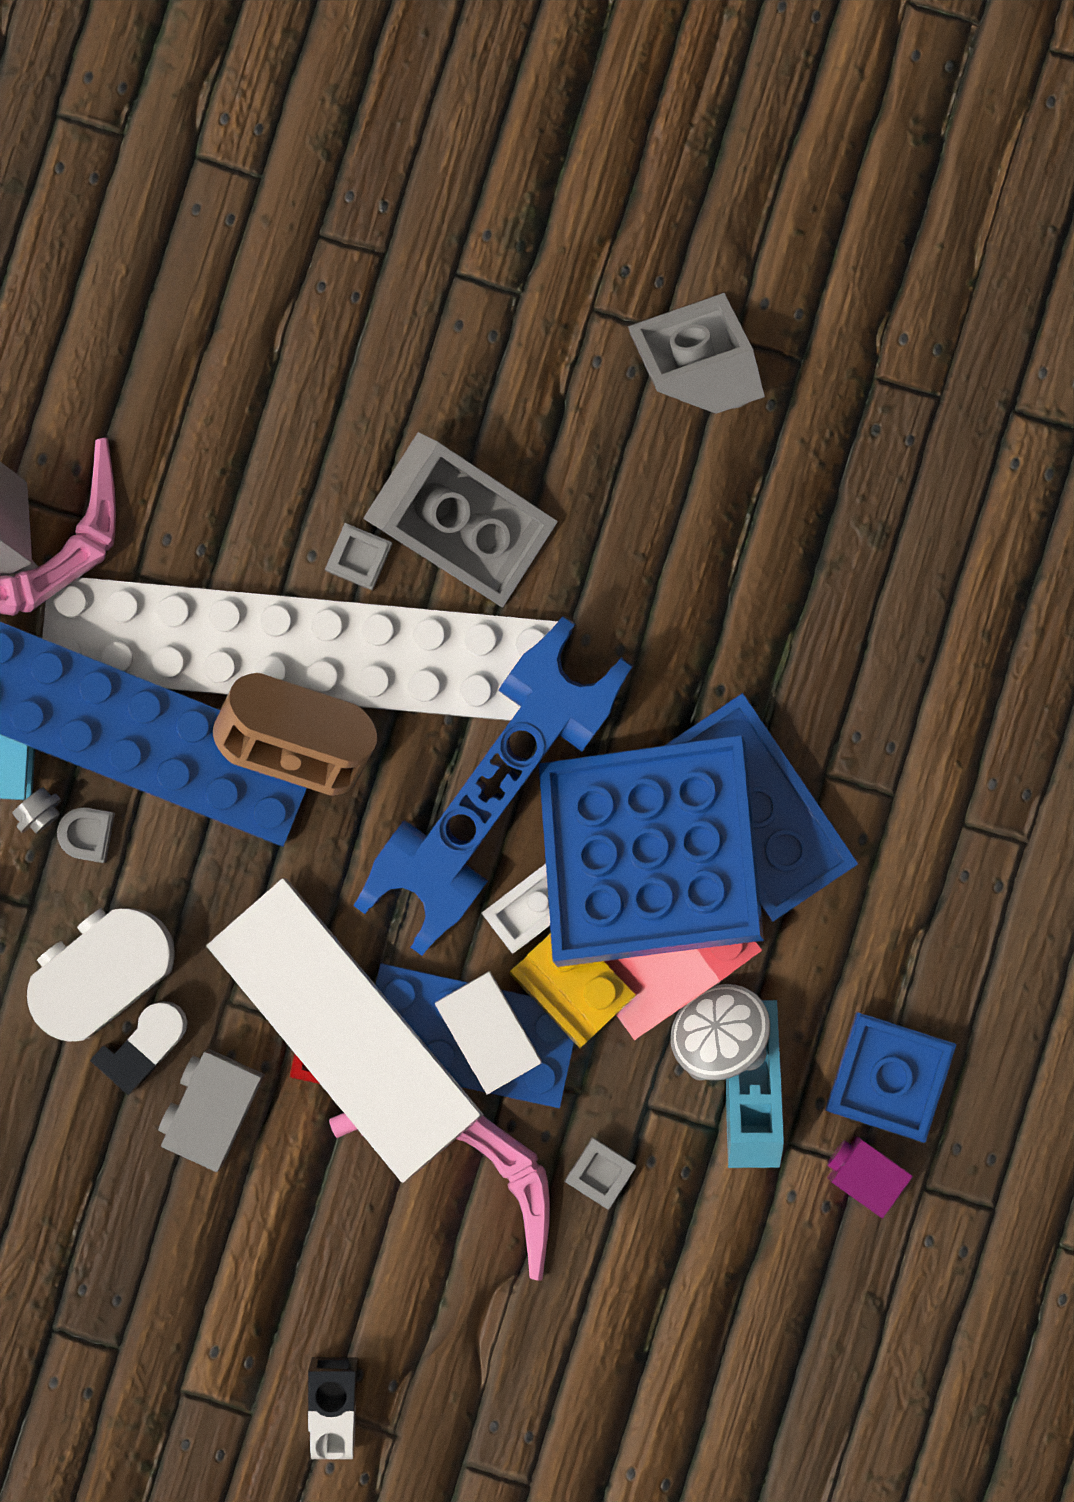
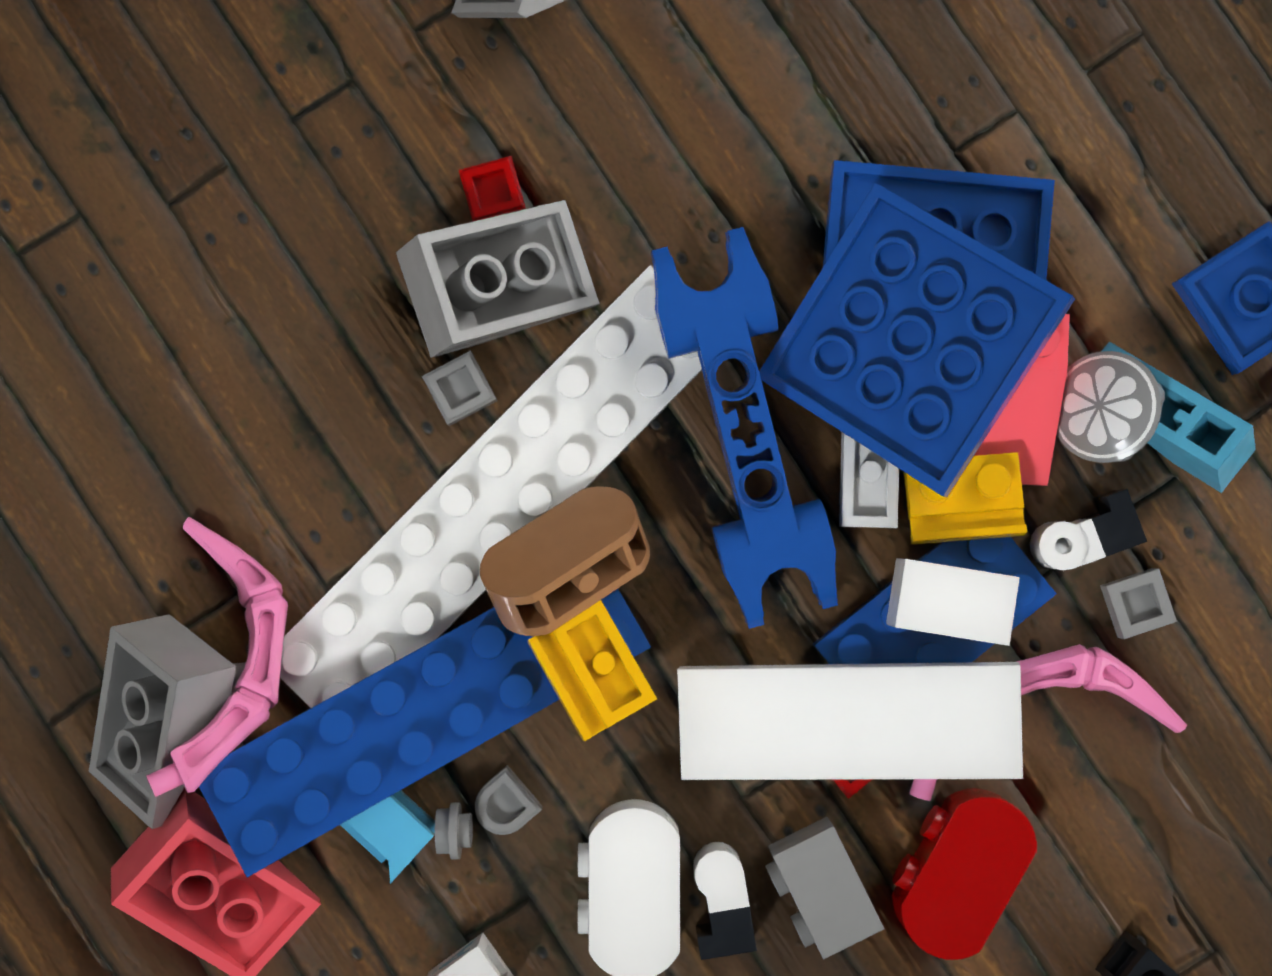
camera: 50 degrees left, 0 degrees up
(231, 816) = (592, 671): none -> yellow plate
(302, 1199) = (963, 872): none -> red brick
(521, 463) = (492, 188): none -> red tile
(603, 1090) = (1090, 538): none -> leg

